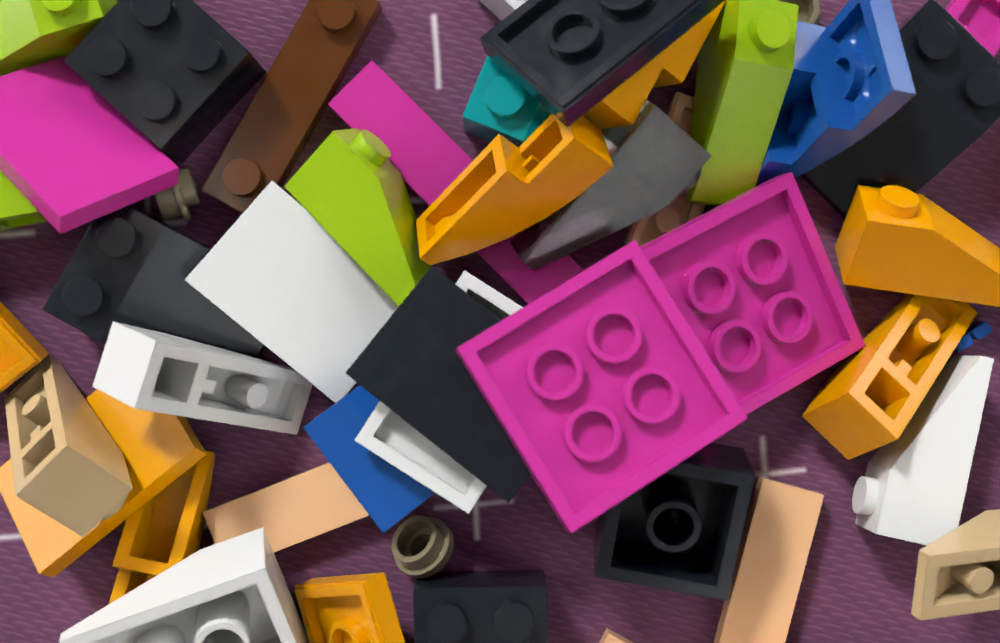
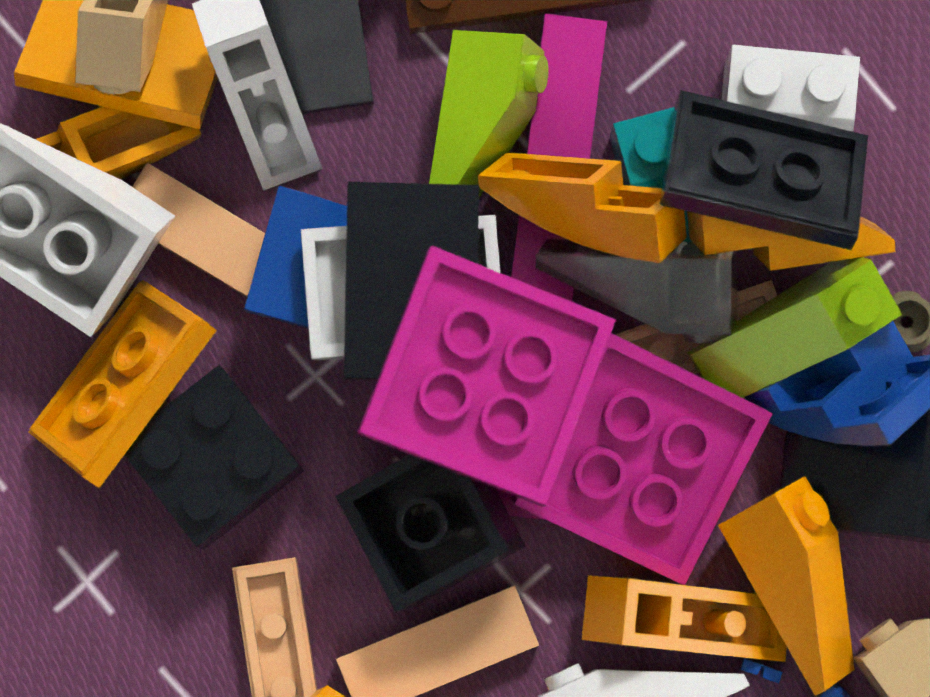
camera: 55 degrees right, 5 degrees down
(294, 290) = (378, 98): white tile -> none
(422, 546) = (252, 354): dark tan plate -> none

